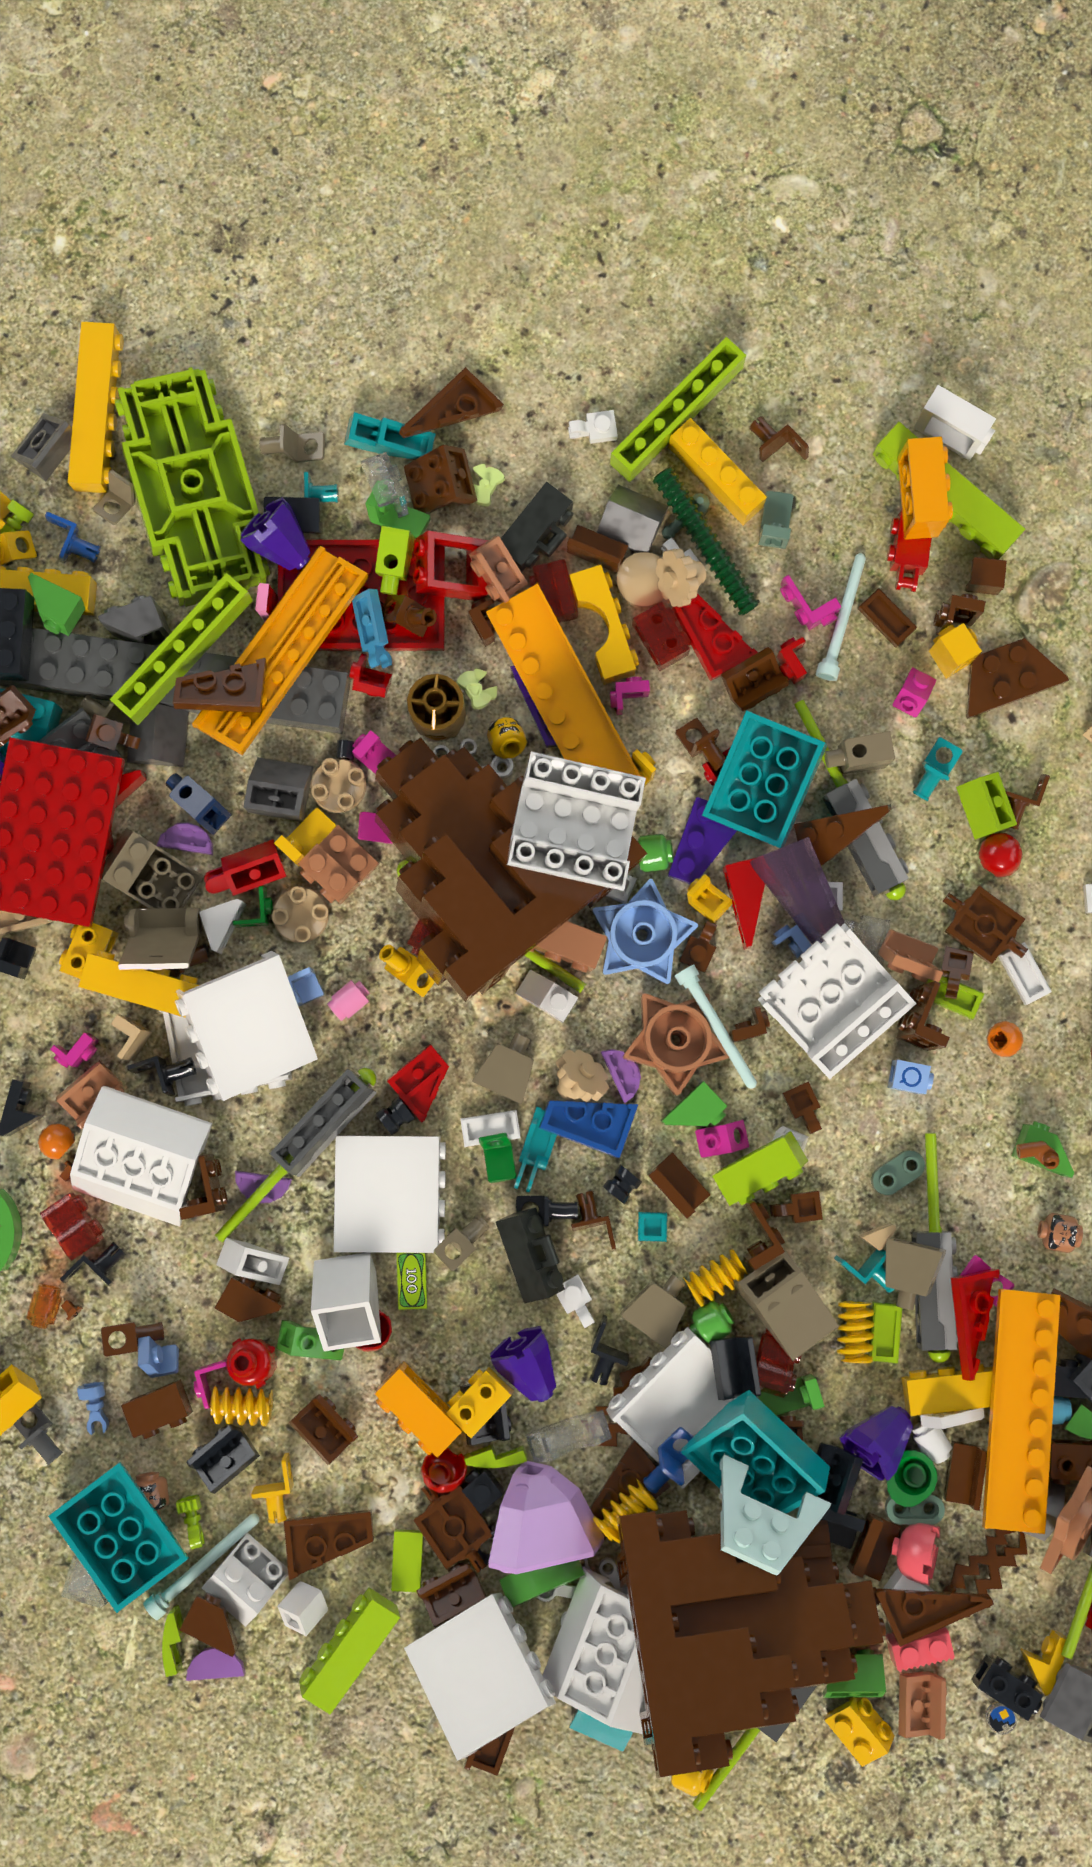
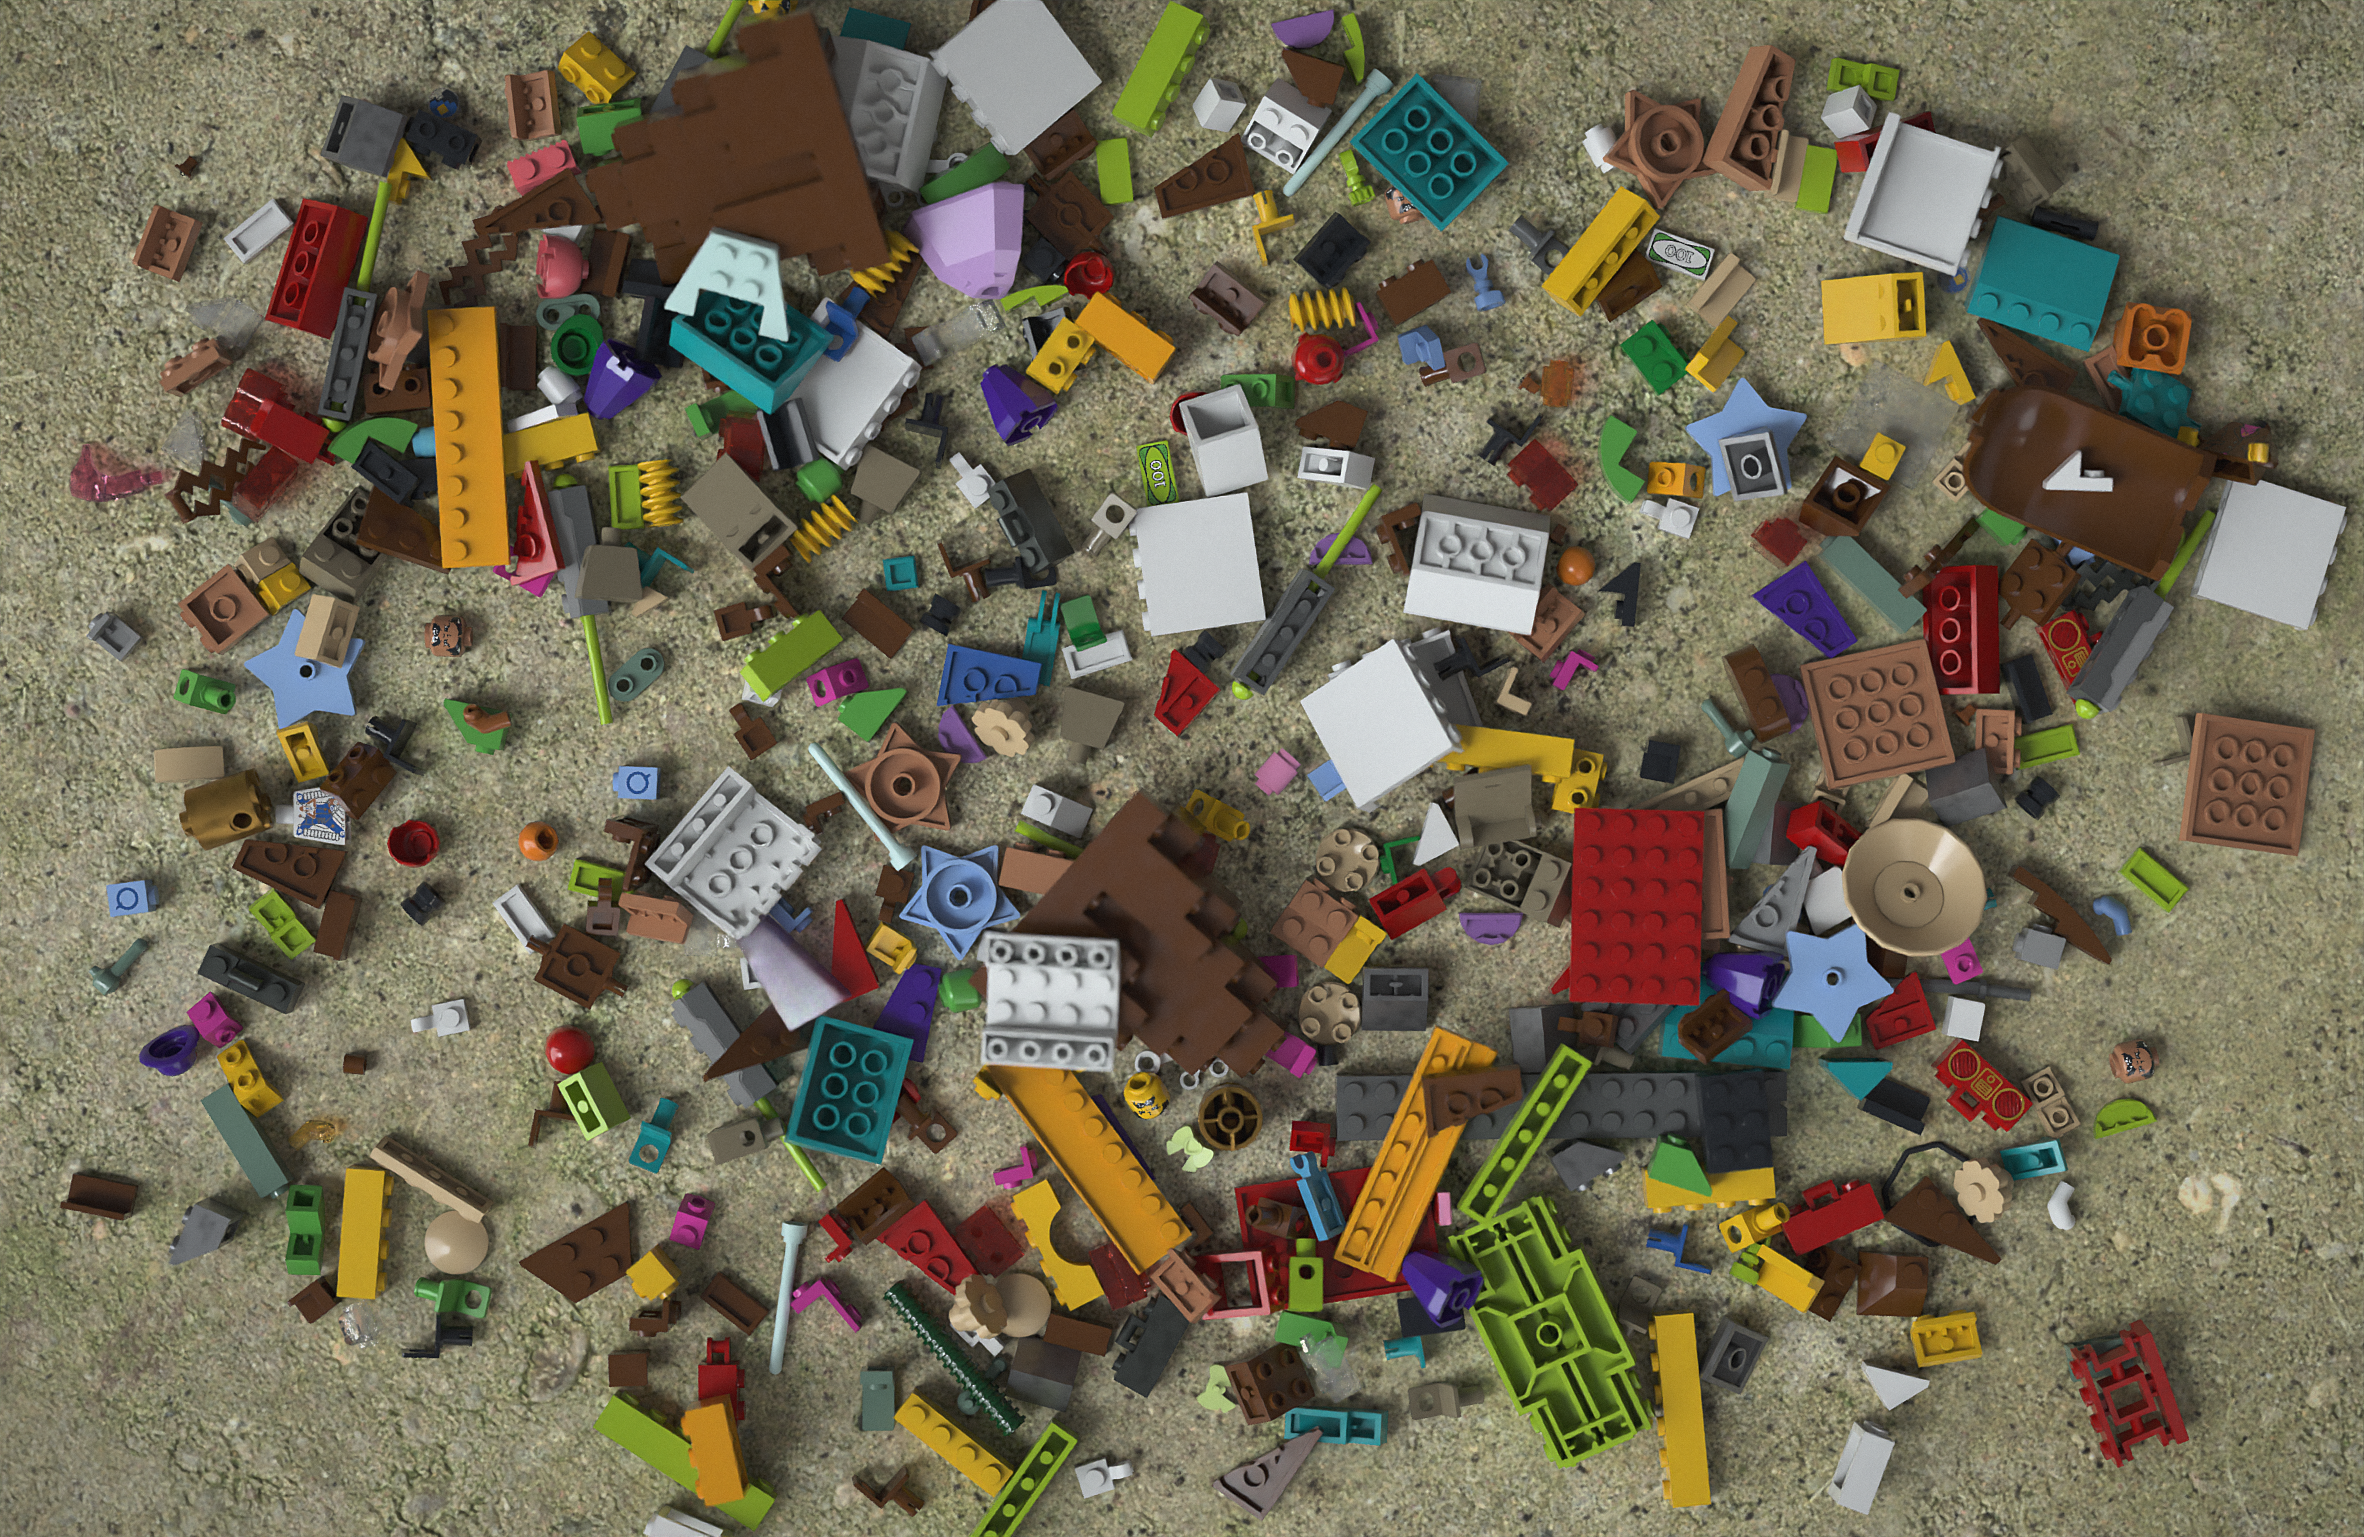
camera: 170 degrees right, 5 degrees up
(197, 802) = (1477, 963): dark blue torso -> none

